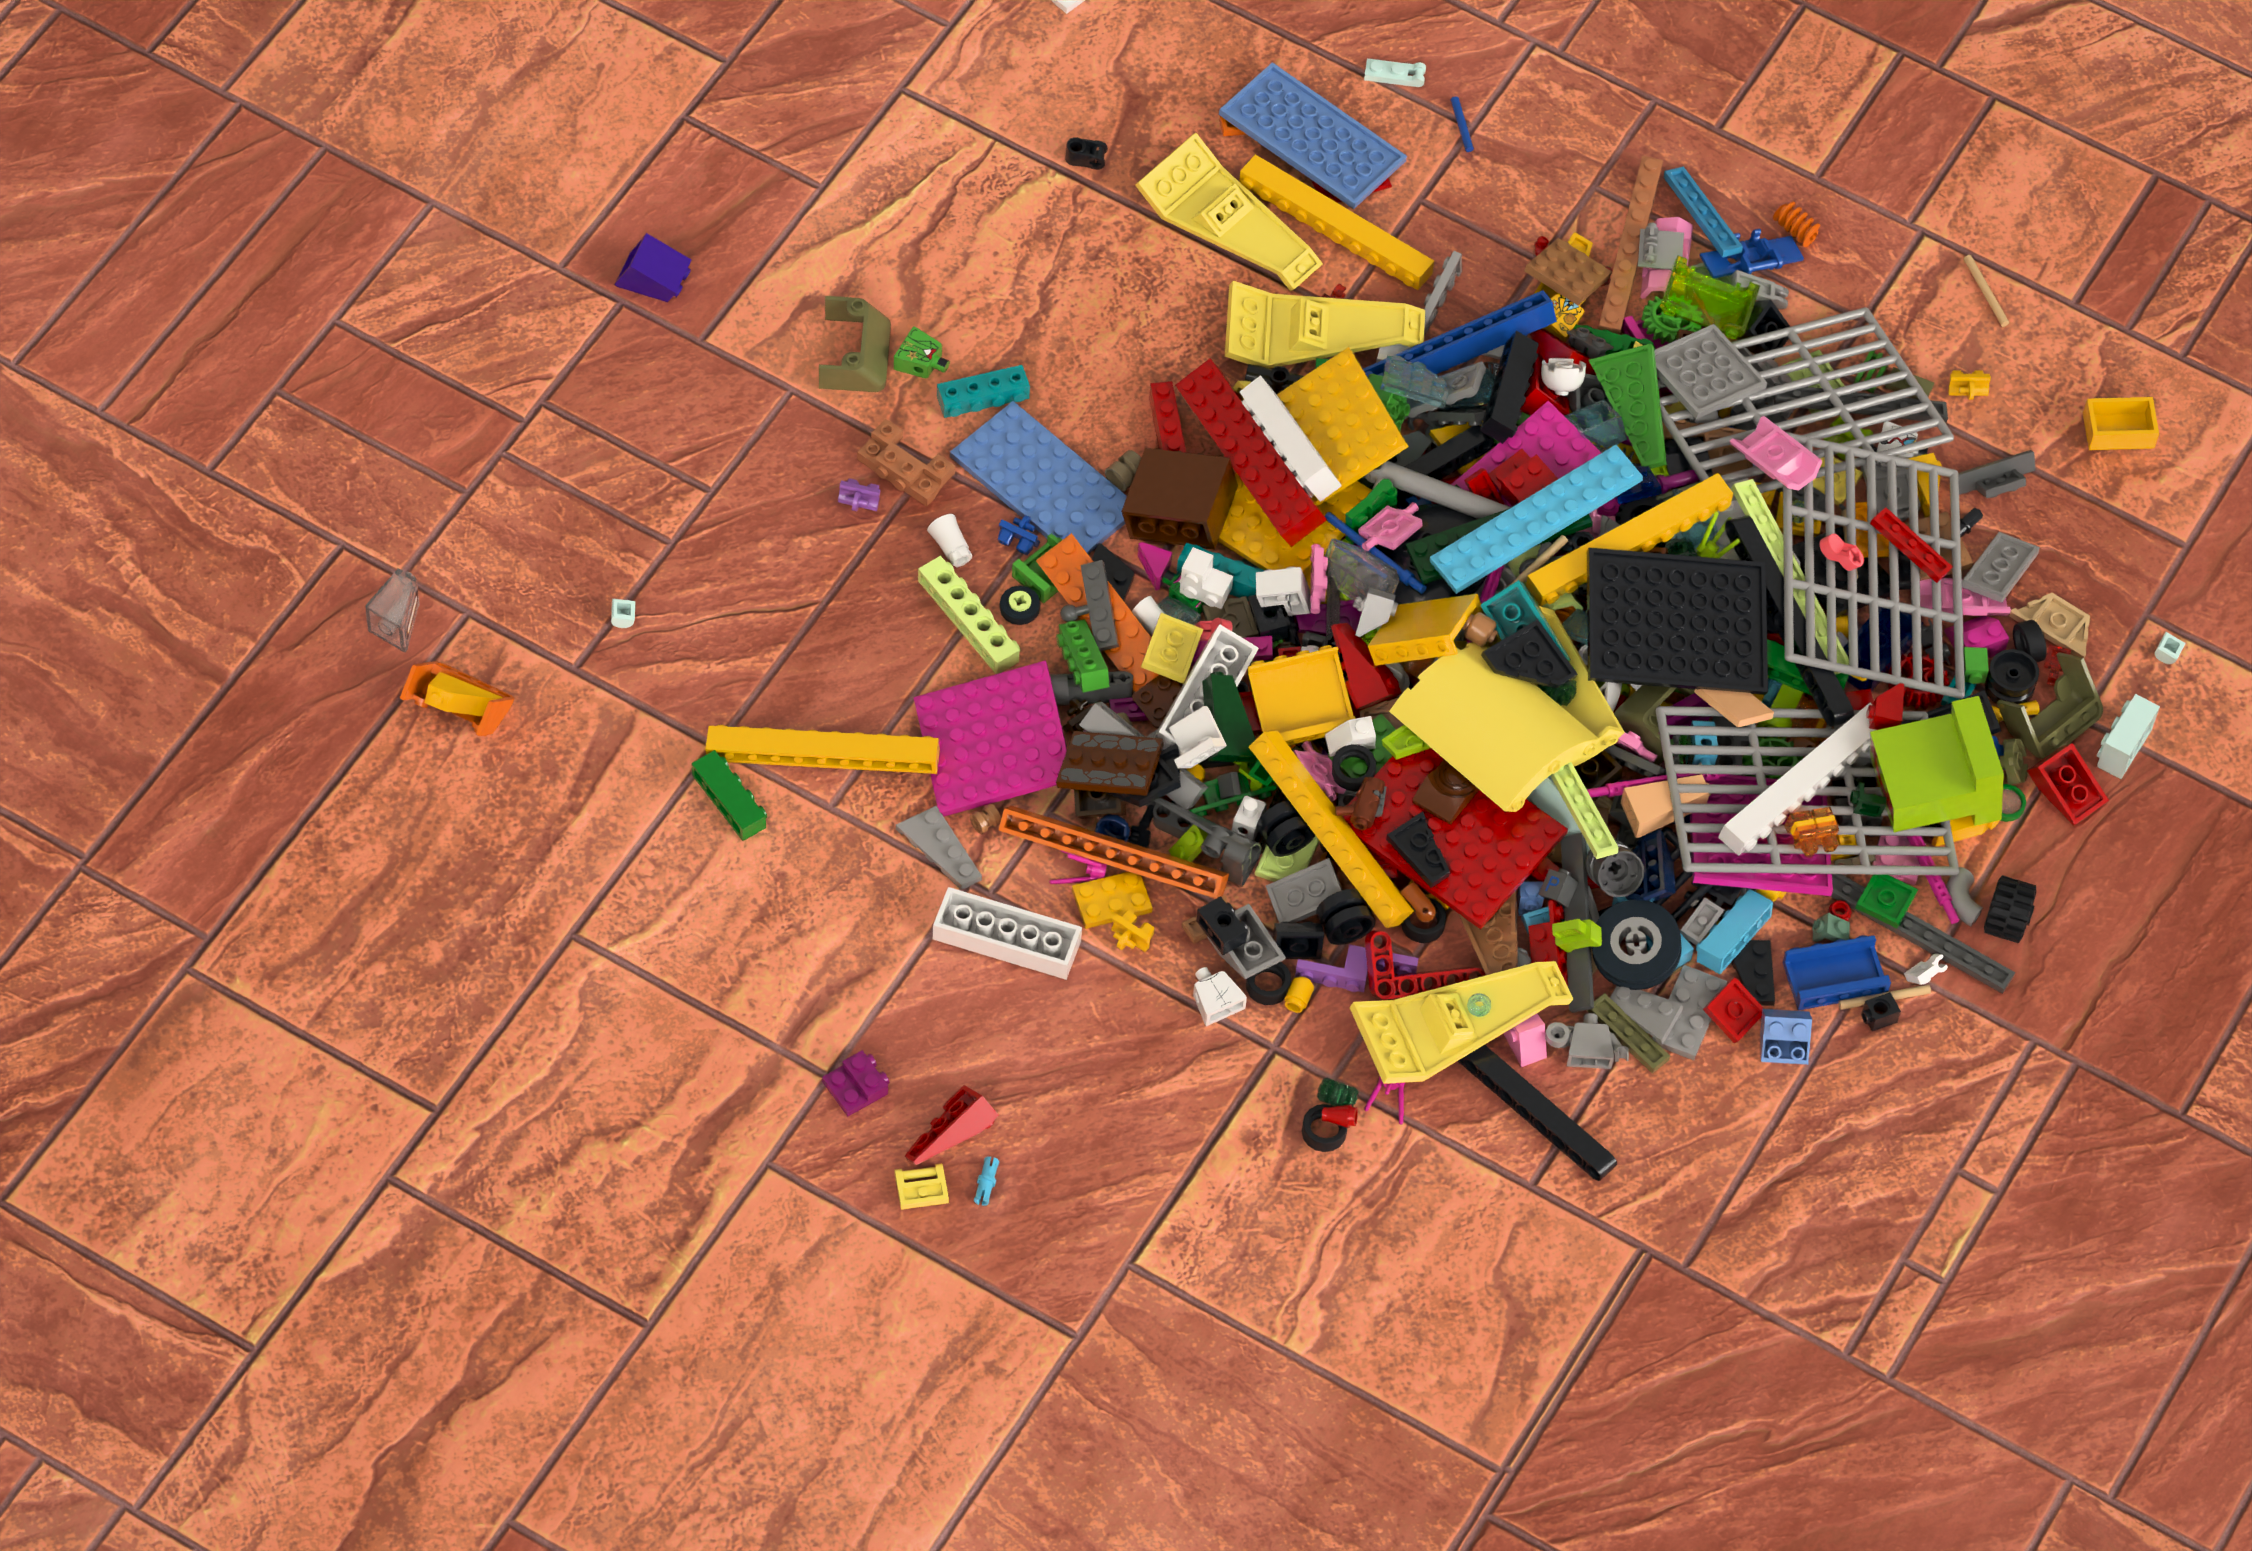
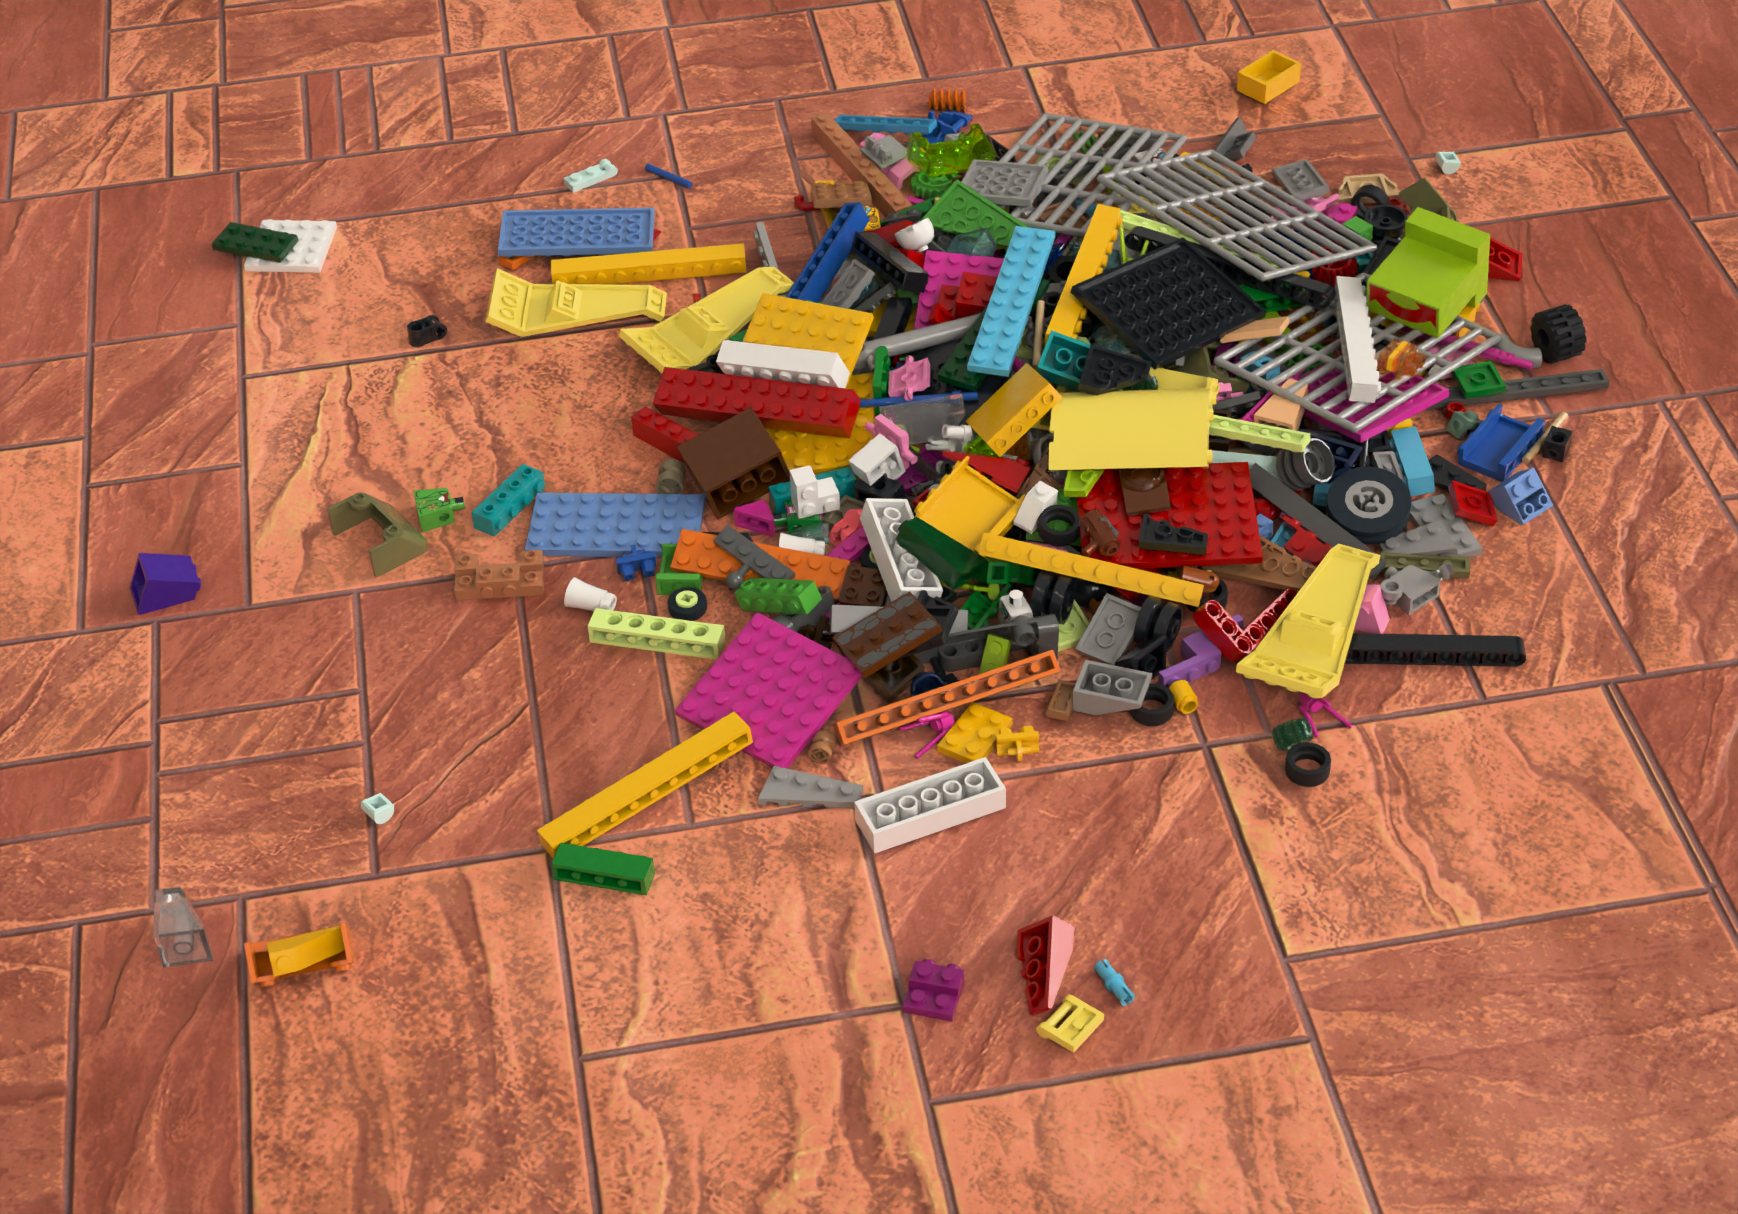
camera: 35 degrees left, 15 degrees down
(859, 495) = (486, 616): medium lavender hips -> none
(1172, 648) = (839, 547): light yellow plate -> none
(1196, 738) = (935, 571): white bracket -> none
(1217, 996) = (1128, 738): white torso -> none
(1223, 937) = (1088, 681): black brick -> none
(1229, 785) = (977, 602): dark grey tile -> none
(1341, 1115) = (1318, 740): red cone -> none
(1376, 611) = (963, 425): slope -> none
(1413, 381) = (825, 293): clear light blue plate -> none
(1479, 1011) = (1330, 602): clear light blue plate -> none
(1480, 629) = (1057, 378): medium nougat head -> none
(1559, 887) = (1279, 504): dark grey brick -> none
(1577, 934) = (1329, 520): lime piece -> none
(1779, 455) = (1112, 184): bright pink piece -> none
(1846, 554) = (1217, 208): coral piece -> none
(1867, 803) = (1405, 329): dark green bracket -> none
(1887, 709) = (1357, 268): red slope -> none
(1911, 545) = (1245, 188): red plate -> none
(1923, 971) = (1550, 406): white plate -> none
(1969, 384) = (1154, 113): yellow hips -> none
(1986, 290) = (1099, 69): tan bar -> none
(2127, 736) = (1492, 209): light aqua brick -> none

